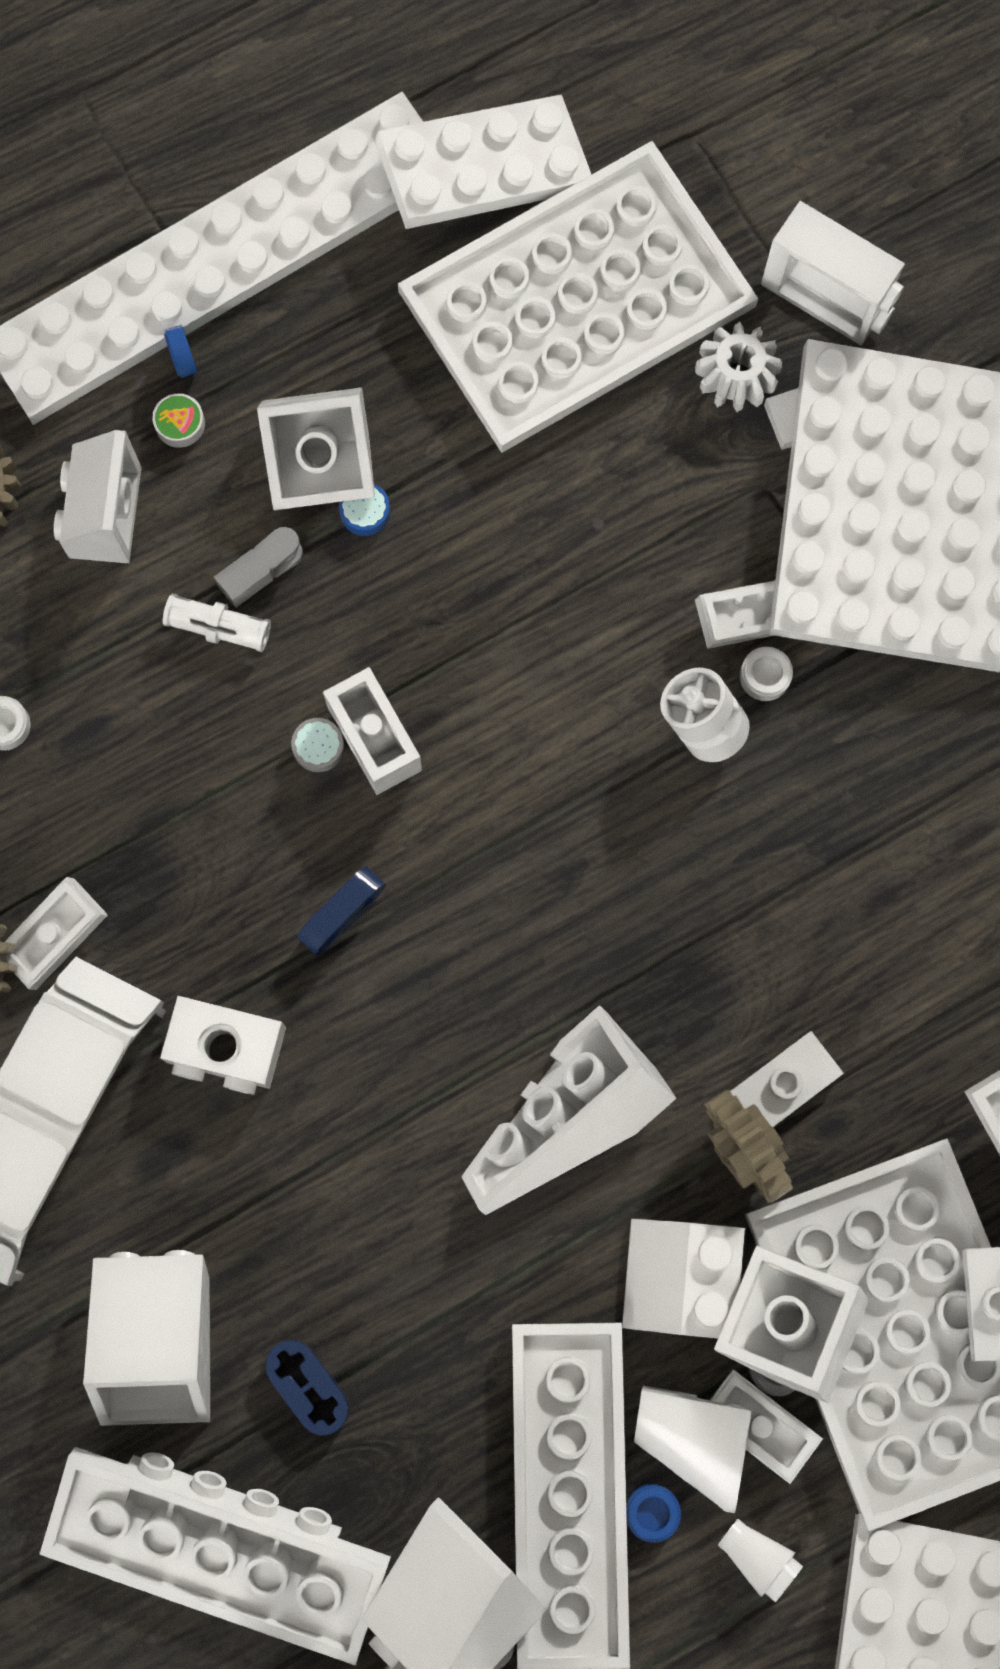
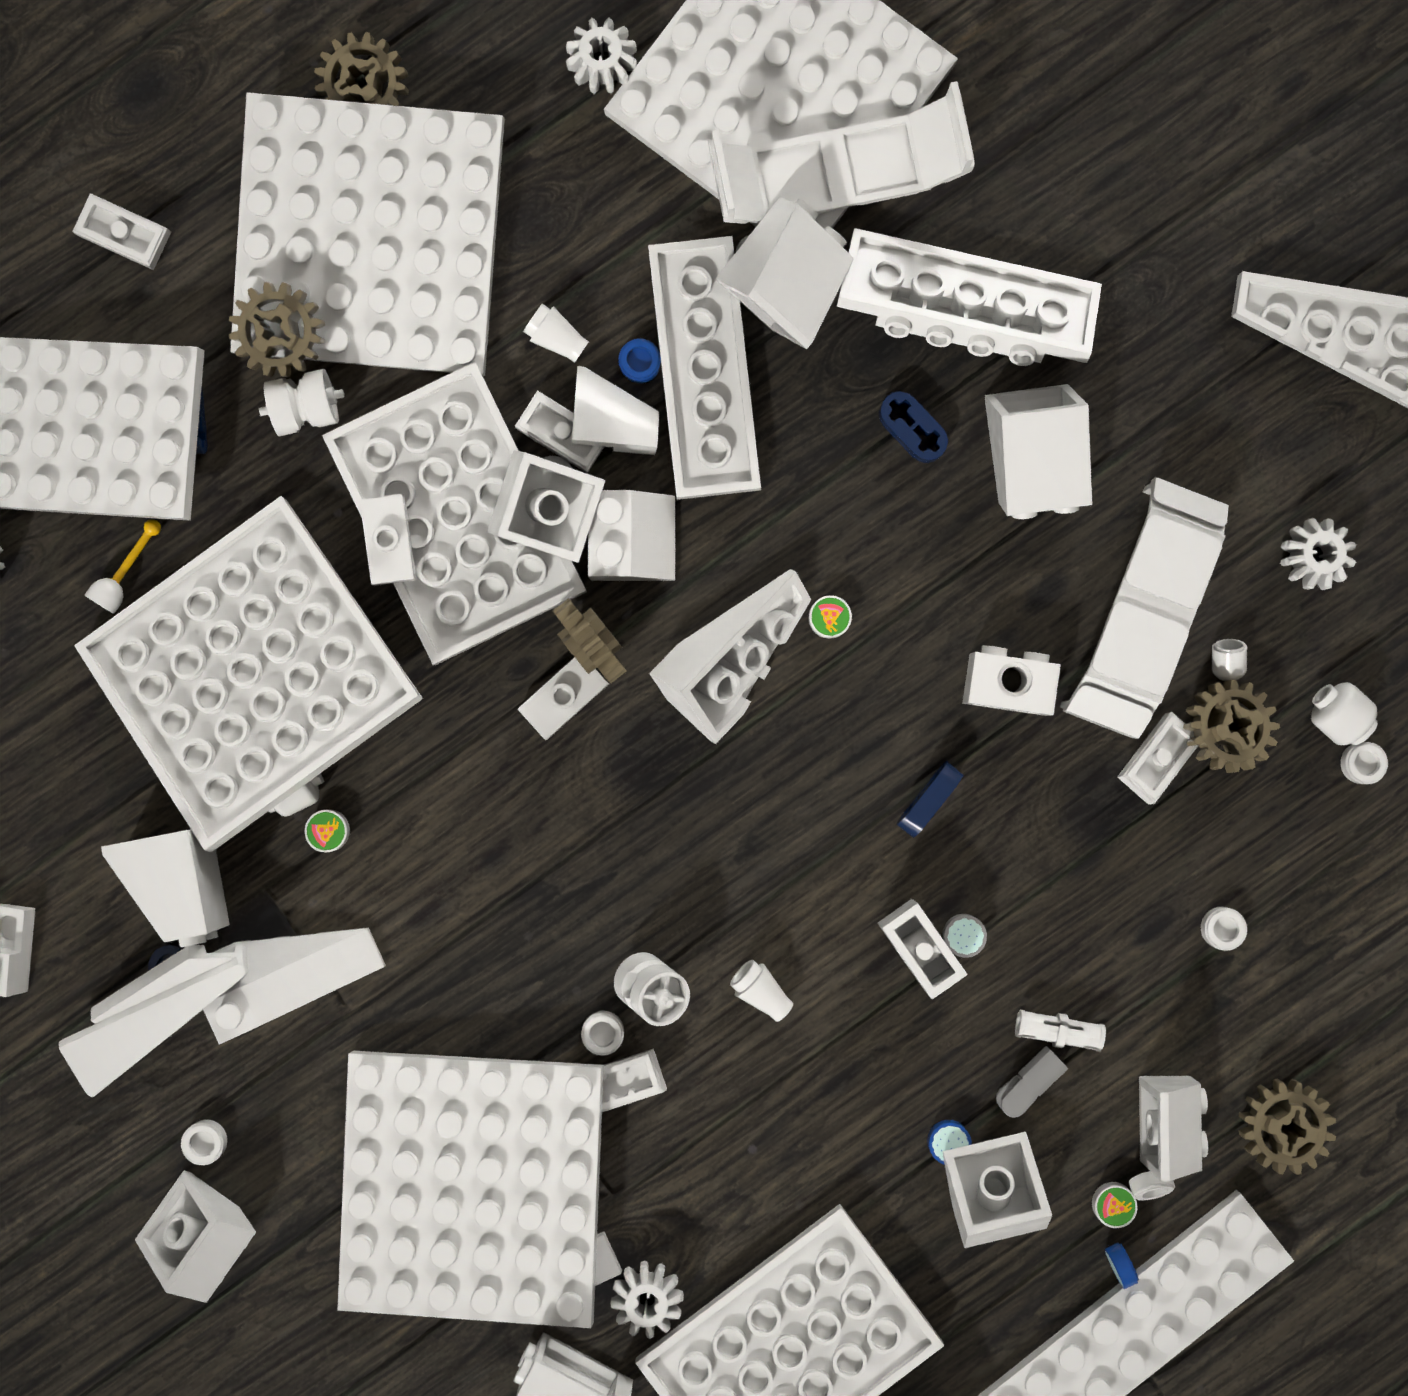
camera: 175 degrees right, 10 degrees up
(141, 434) = (1148, 1186): none -> white tile
(440, 1151) = (830, 617): none -> tile
(572, 704) = (758, 988): none -> white cone

